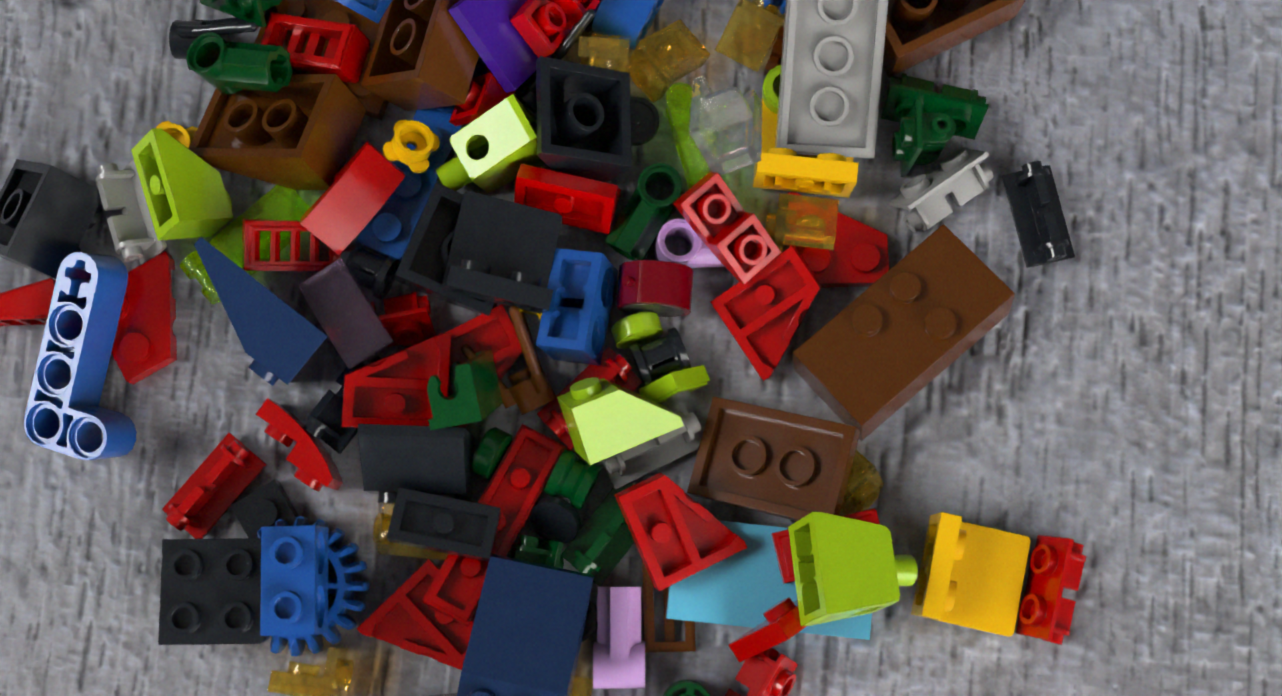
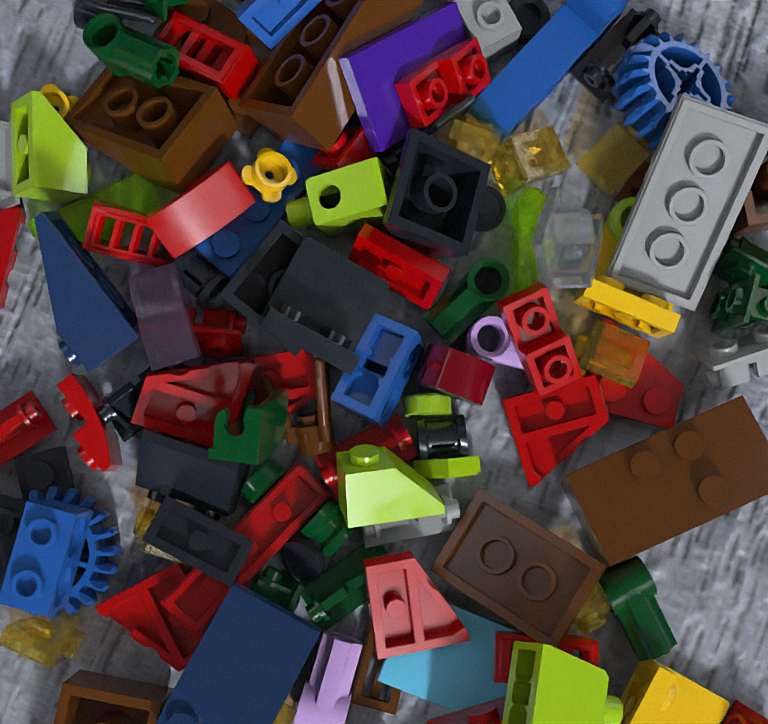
camera: 10 degrees right, 5 degrees up
(902, 464) = (637, 610): none -> dark green piece

